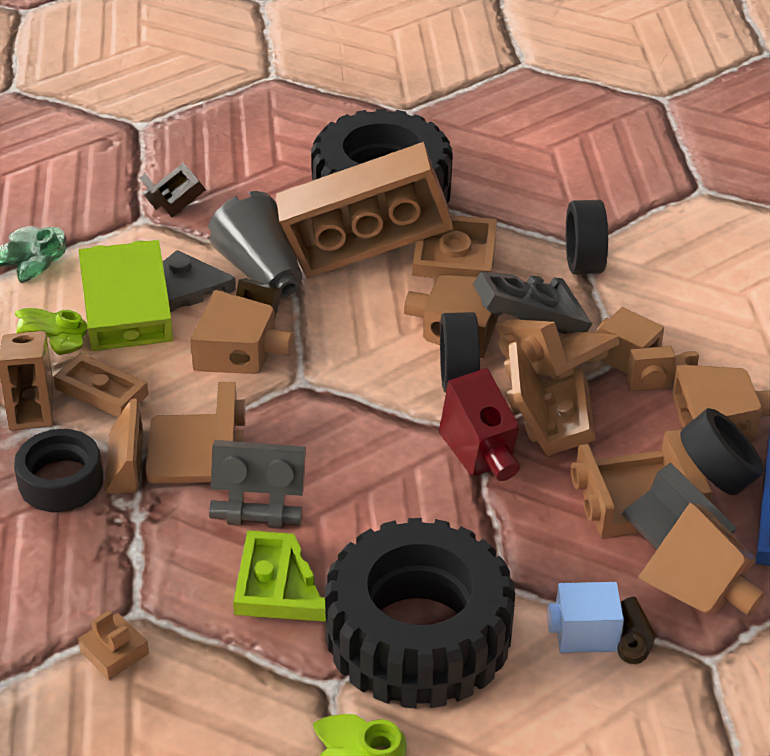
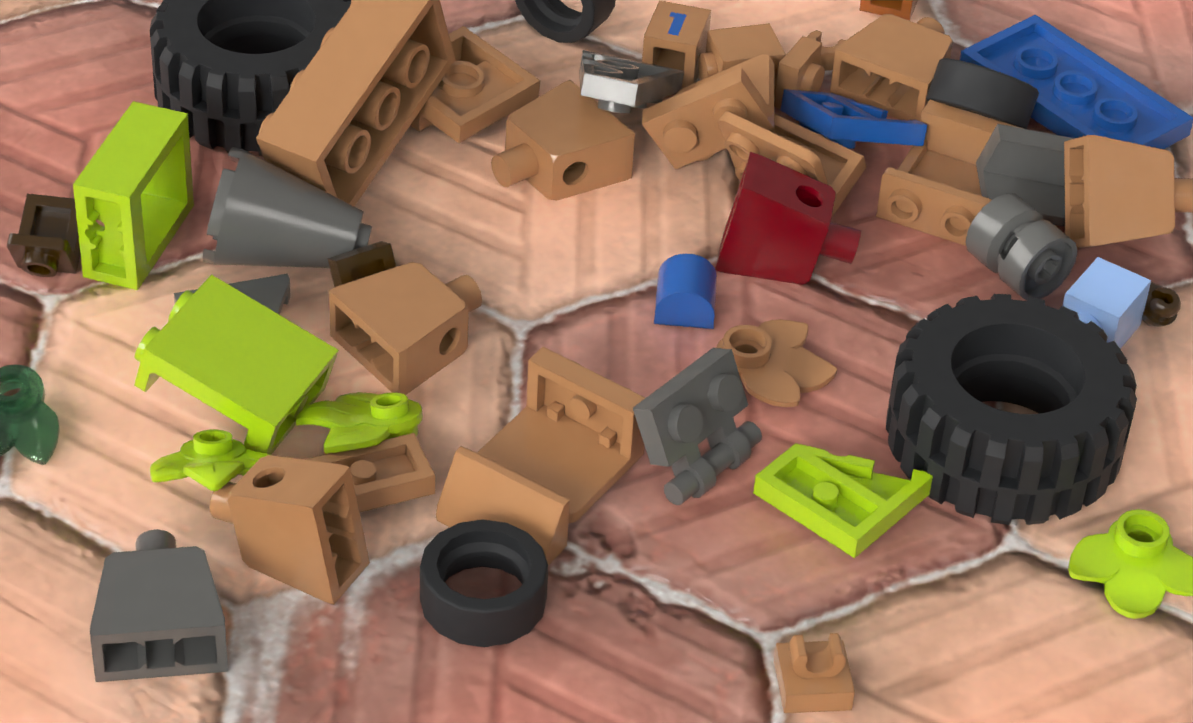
camera: 55 degrees left, 0 degrees up
(141, 358) = (362, 419): none -> lime plate
(208, 167) = (138, 190): none -> lime window
(373, 492) = (775, 363): none -> medium nougat plate
(391, 427) = (686, 292): none -> blue brick
(458, 345) = (672, 152): black tyre -> none
(598, 543) = (1021, 246): none -> dark grey wheel
(606, 297) = (677, 38): none -> medium nougat brick
(629, 408) = (848, 120): none -> blue wing

